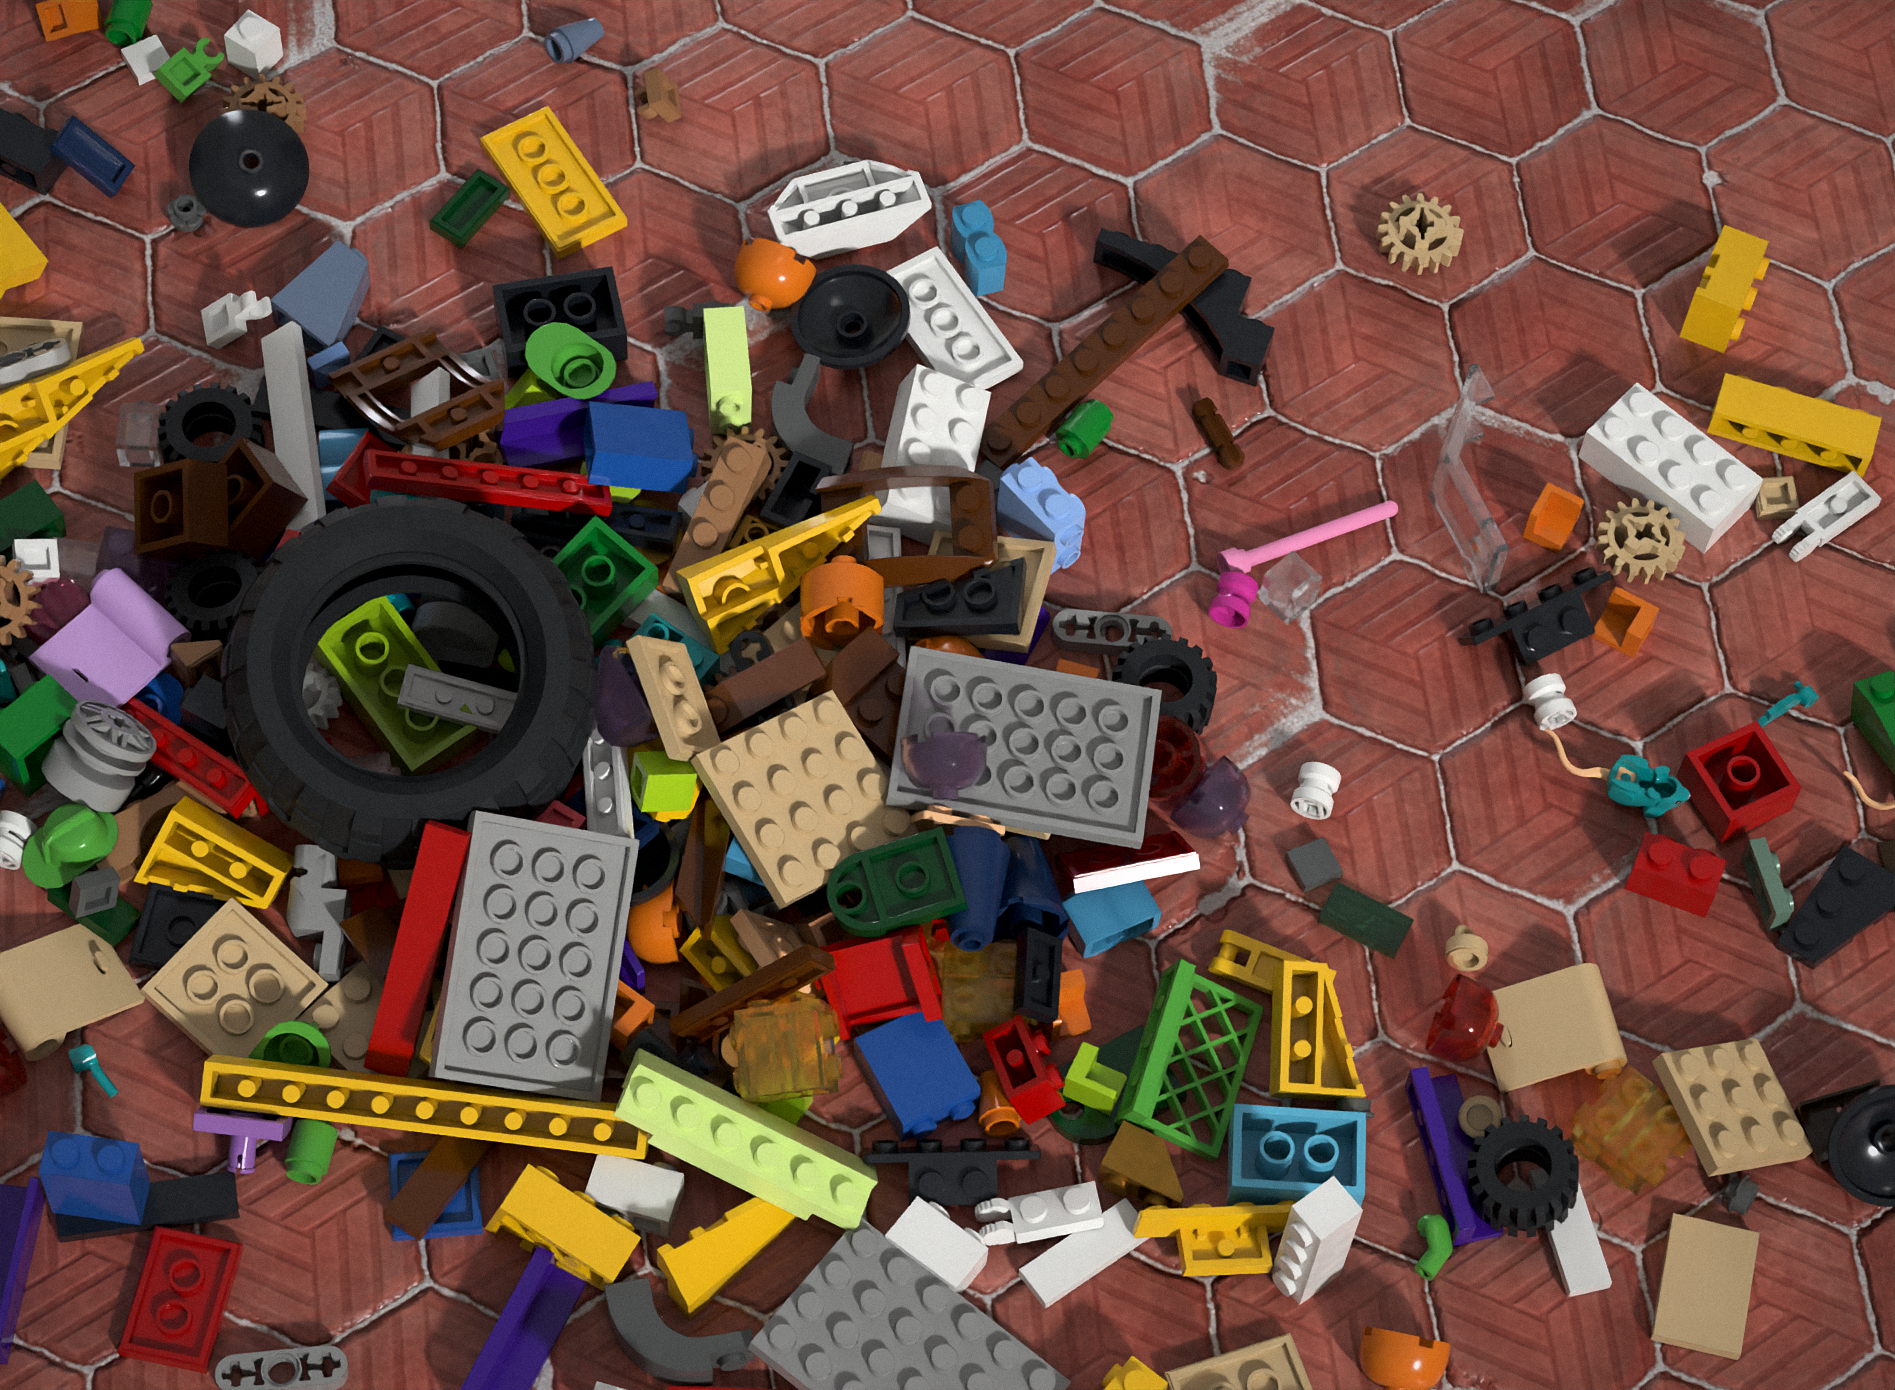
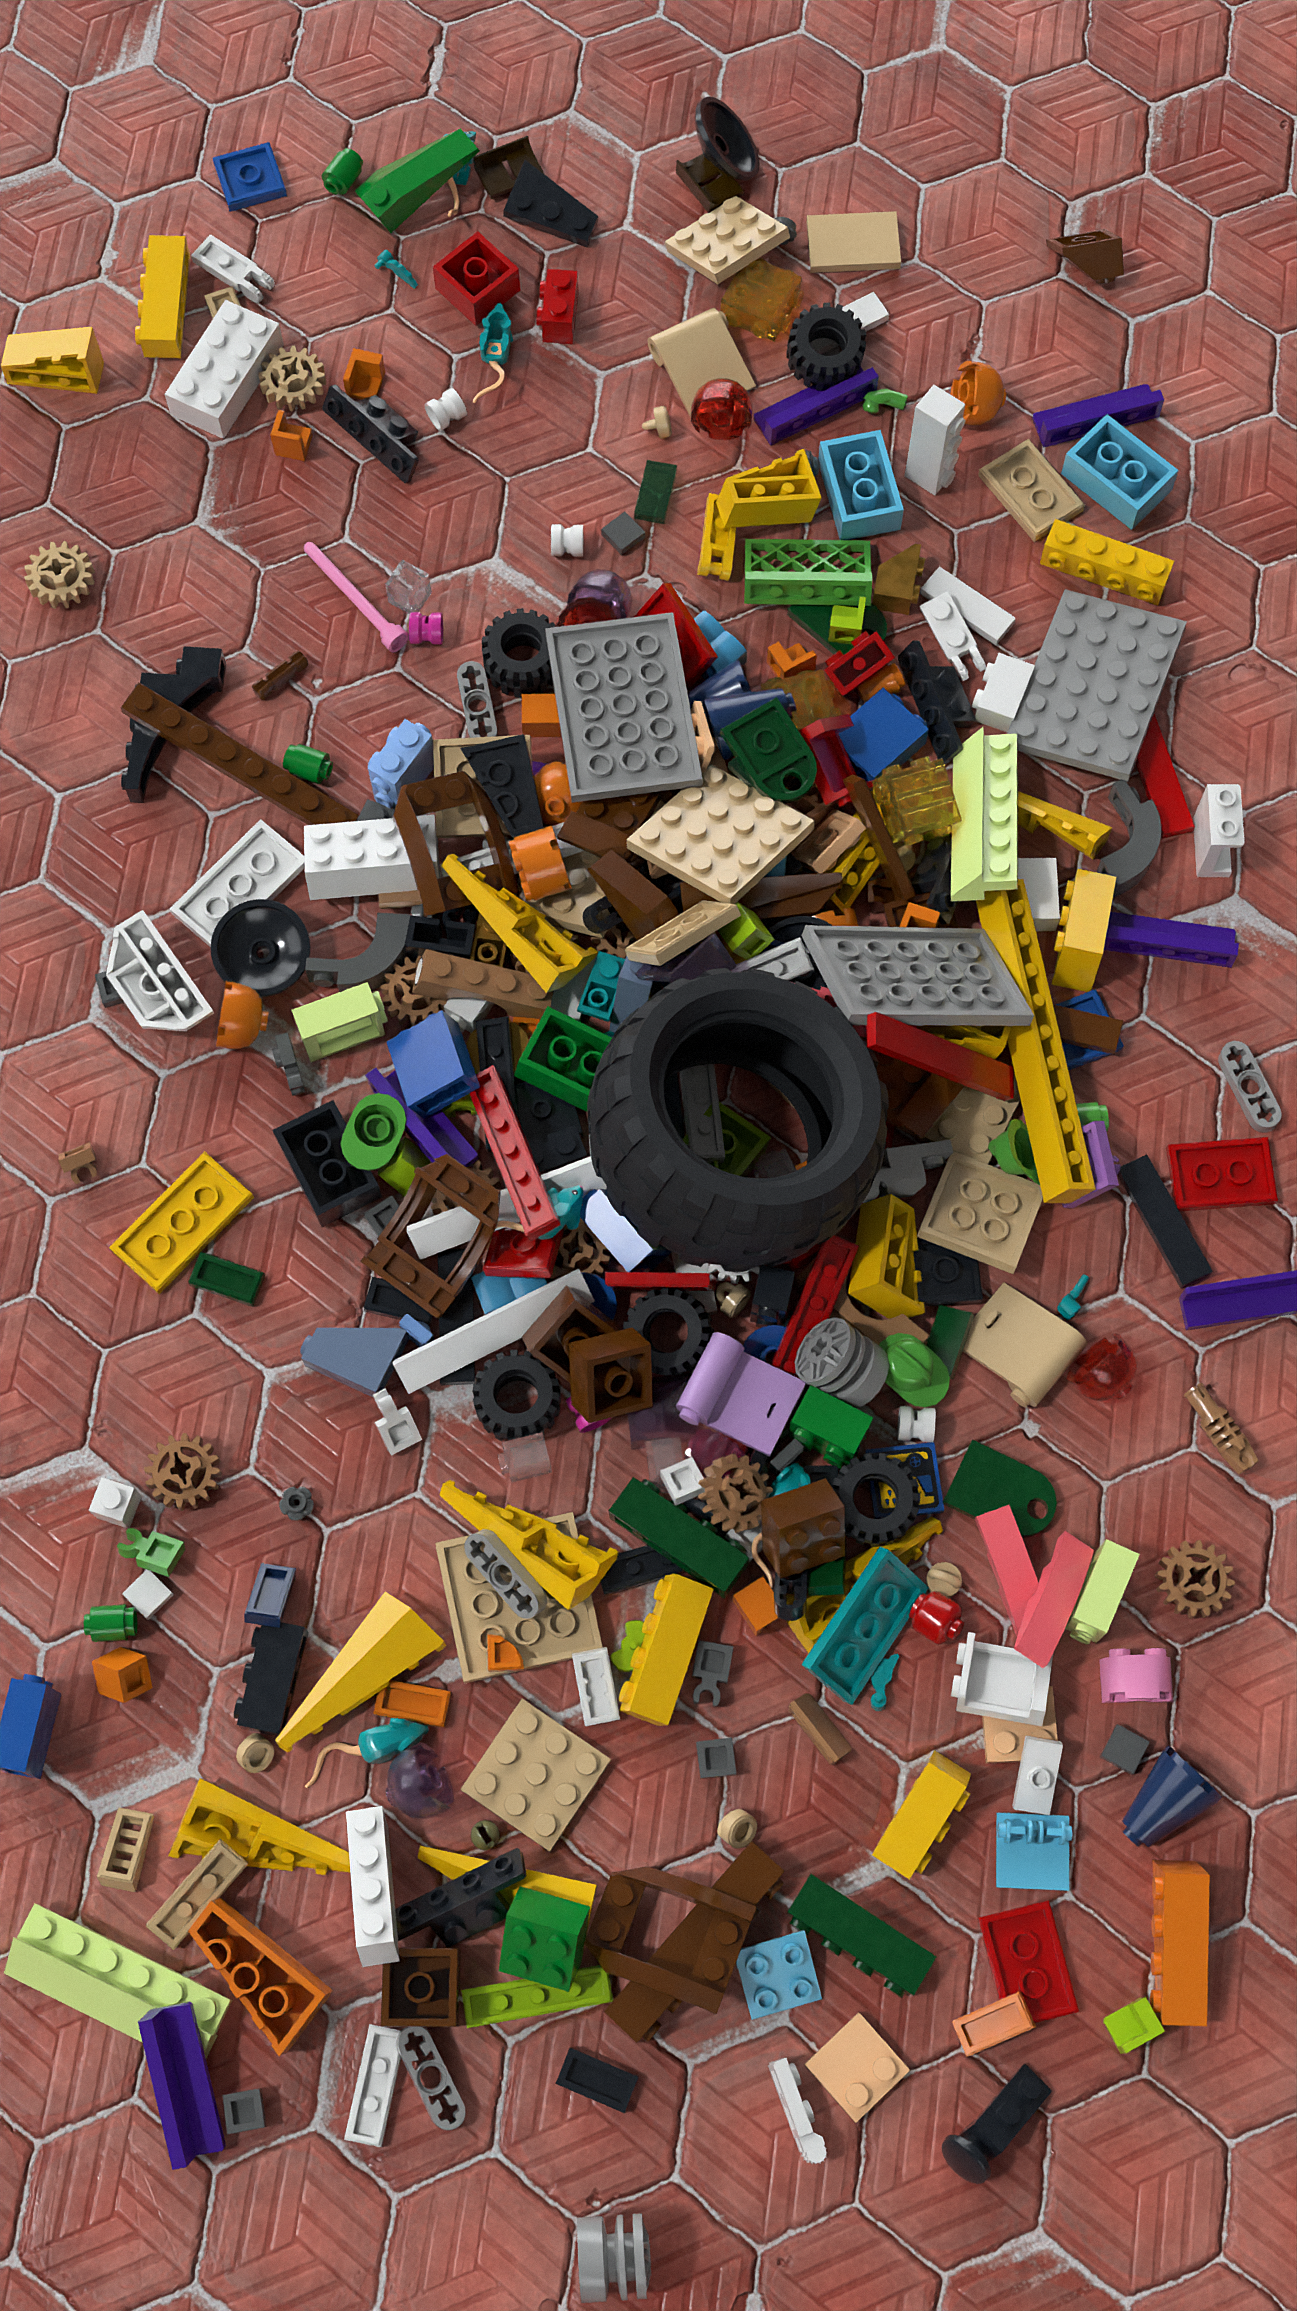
camera: 100 degrees left, 10 degrees up
(94, 892) = (945, 1335): dark grey plate -> none
(94, 1177) = (1180, 1239): blue brick -> none
(195, 659) = (732, 1321): medium nougat slope -> none
(242, 194) = (242, 1477): black dish -> none
(571, 40) = (36, 1247): sand blue cone -> none
(944, 762) = (671, 737): clear purple cylinder -> none
(978, 248) = (168, 875): dark azure brick -> none
(1037, 975) = (790, 666): black plate -> none
(1217, 1238) = (933, 519): yellow bracket -> none
(1458, 498) = (282, 503): clear windscreen -> none
(1478, 1114) = (785, 387): tan tile -> none
(1763, 876) = (547, 253): sand green plate -> none

